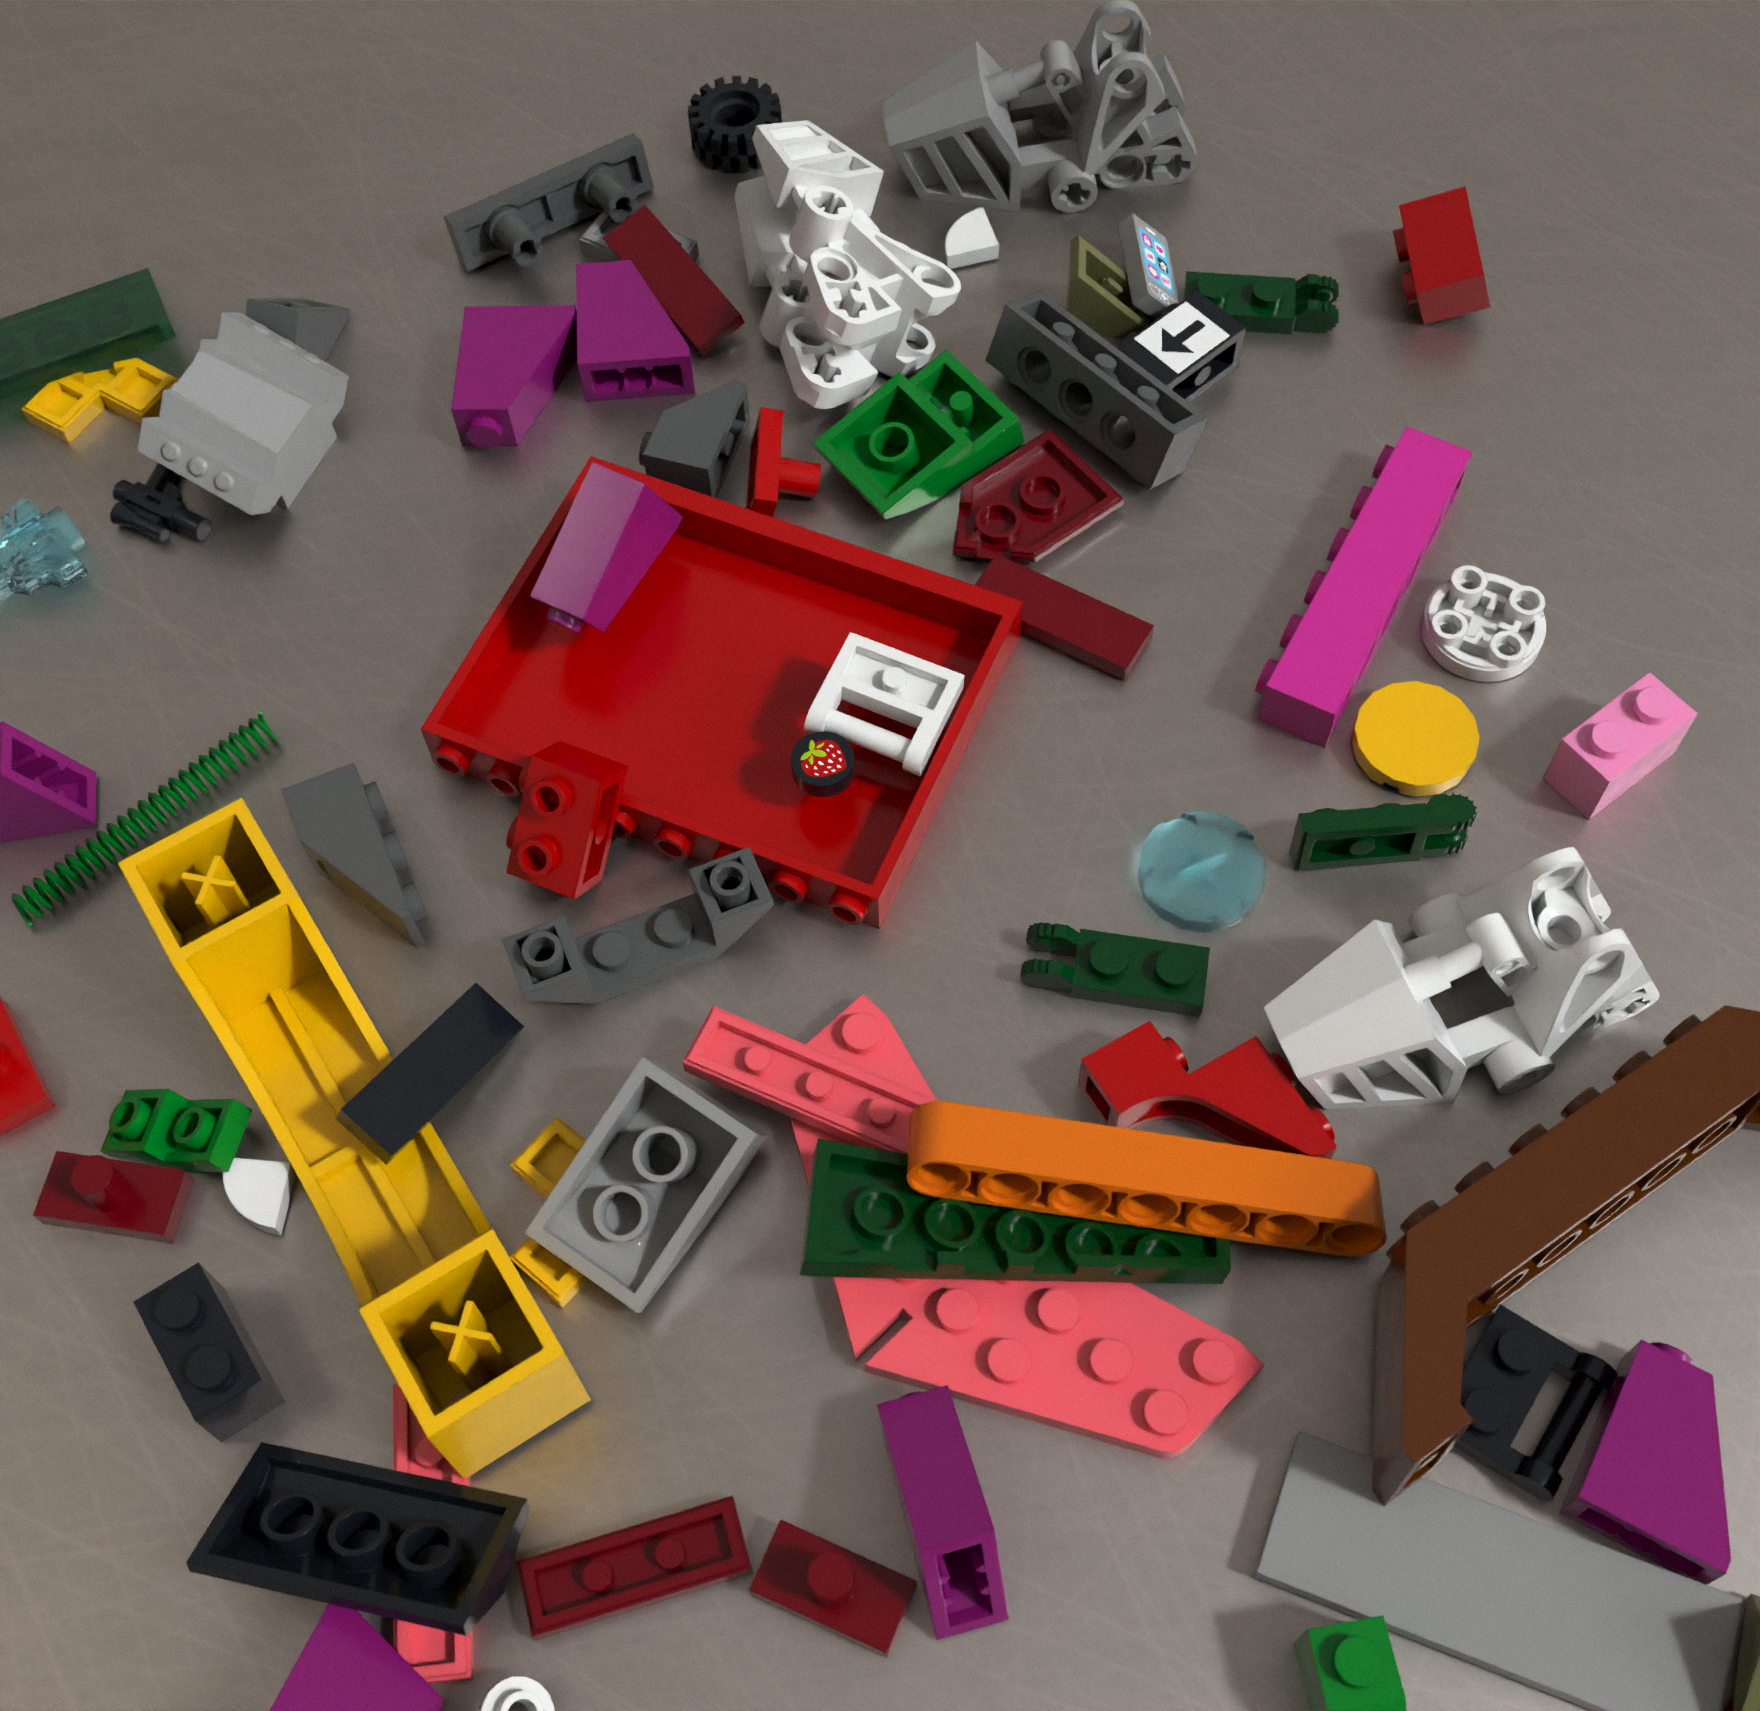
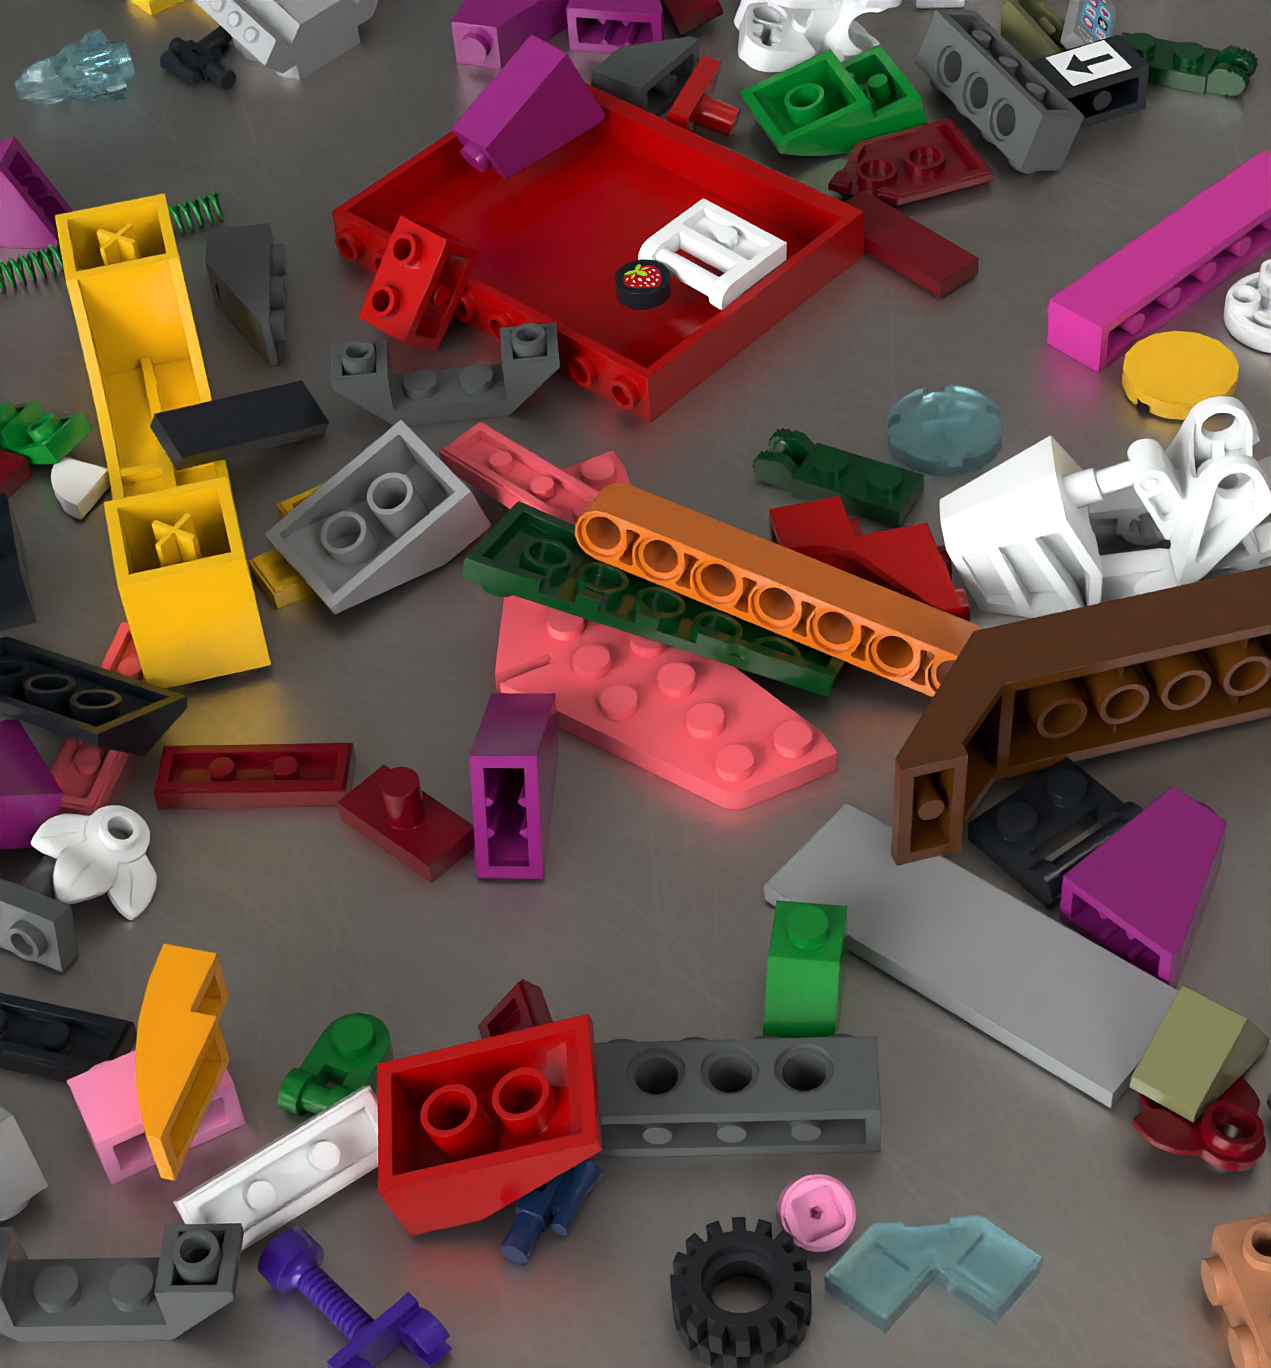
camera: 20 degrees right, 15 degrees down
(1381, 833) = (1102, 422): dark green hinge -> none

